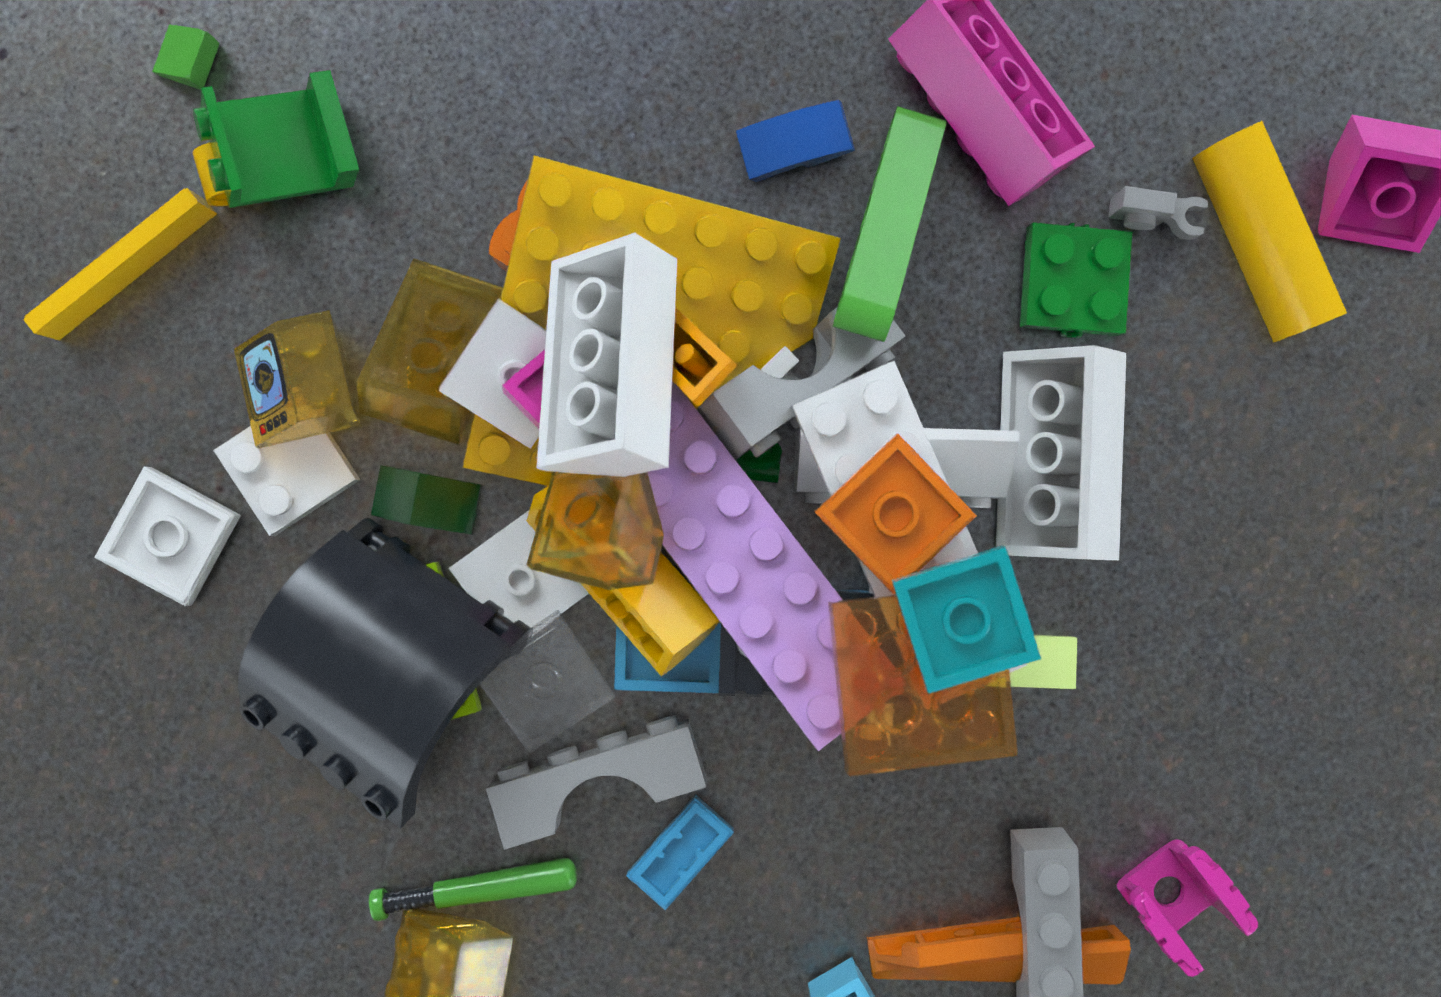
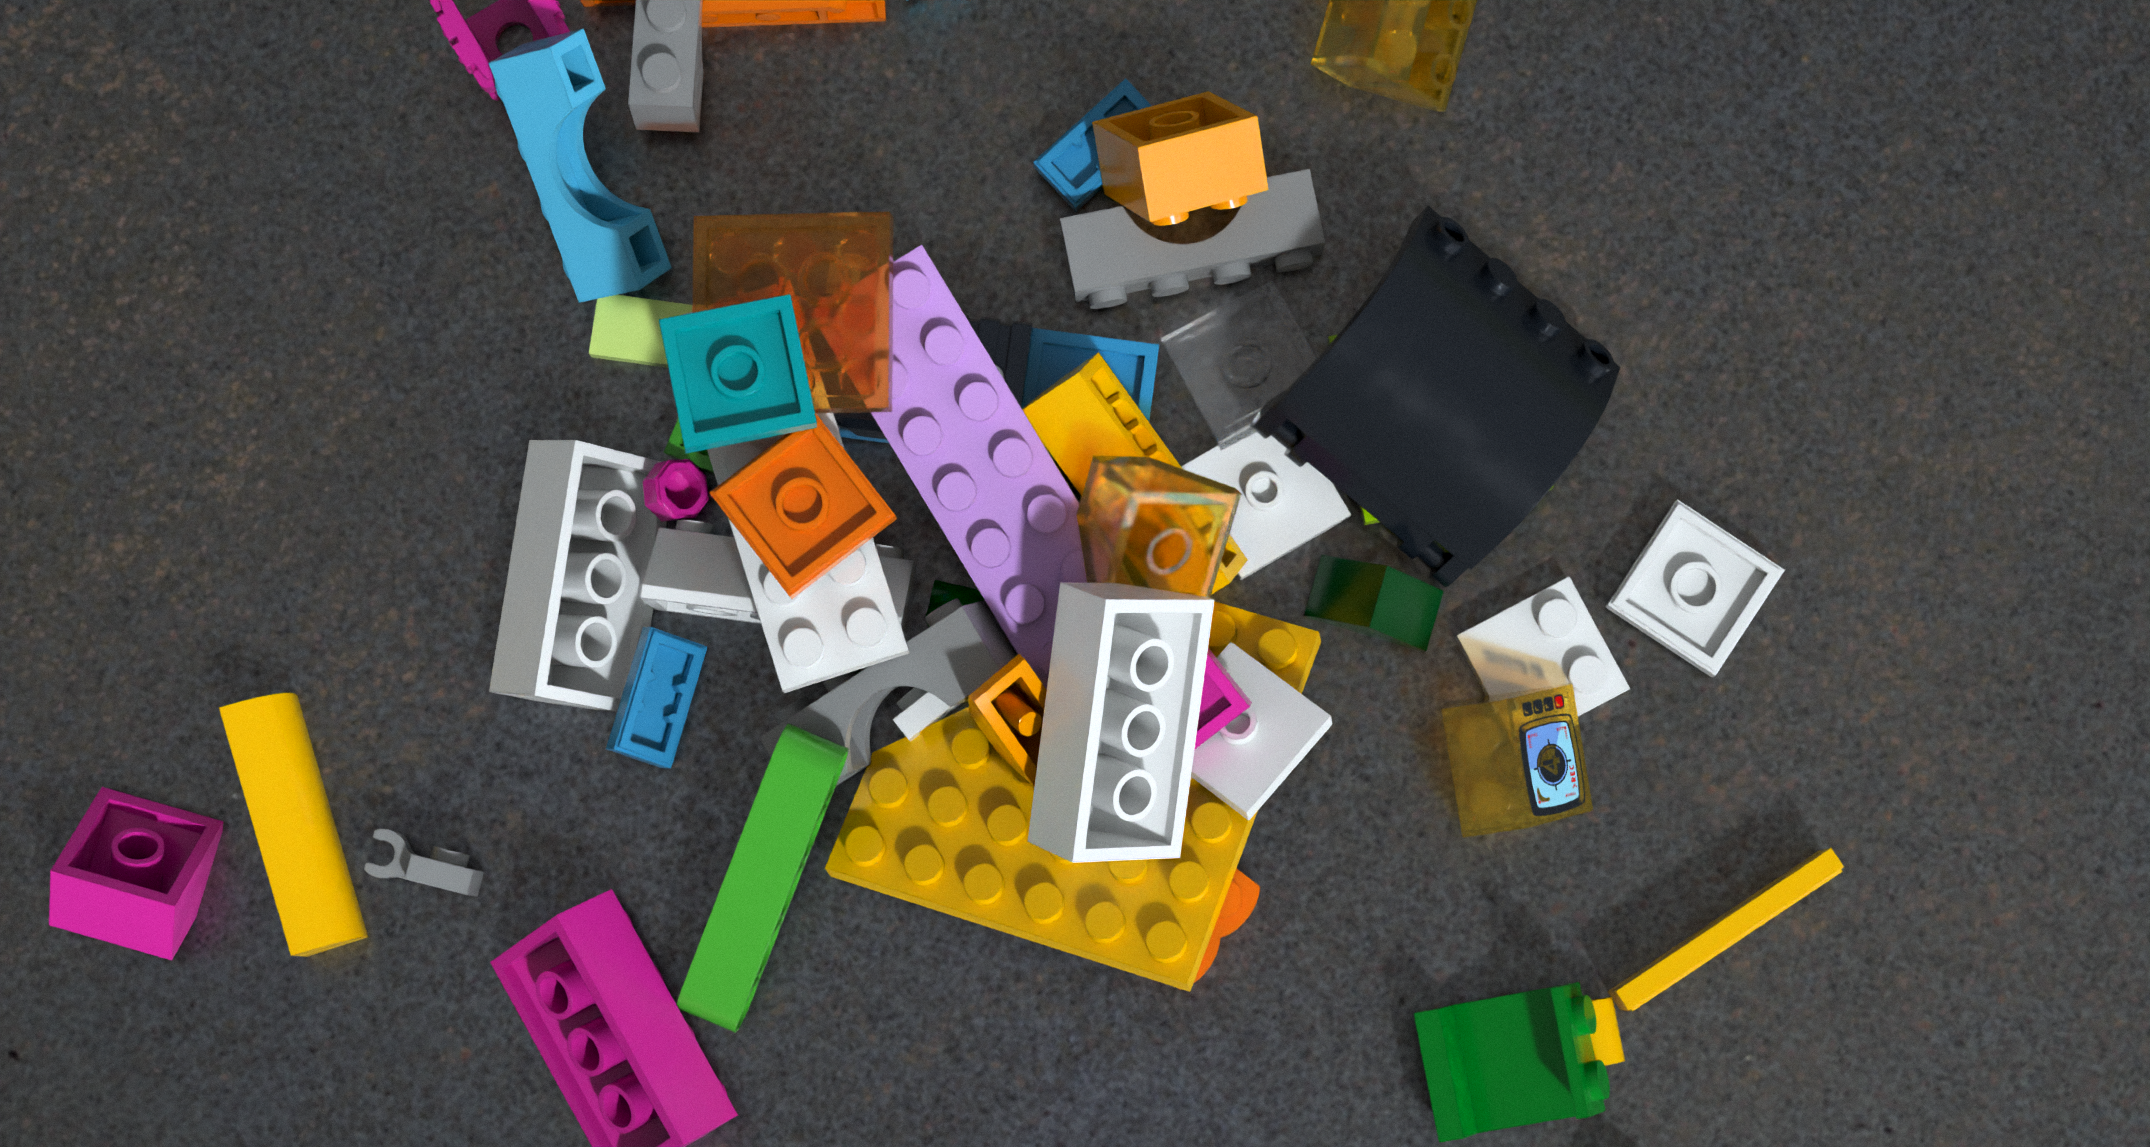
camera: 165 degrees left, 5 degrees down
(418, 347) = (1348, 790): clear yellow slope -> none
(490, 886) = (1345, 126): bright green piece -> none
(608, 848) = (1181, 157): none -> light orange brick
(795, 139) = (867, 1004): blue slope -> none
(990, 363) = (656, 697): none -> dark azure plate
(995, 528) = (675, 490): none -> dark pink tile
(1076, 279) = (536, 794): green plate -> none
(1145, 845) = (601, 238): none -> medium azure arch

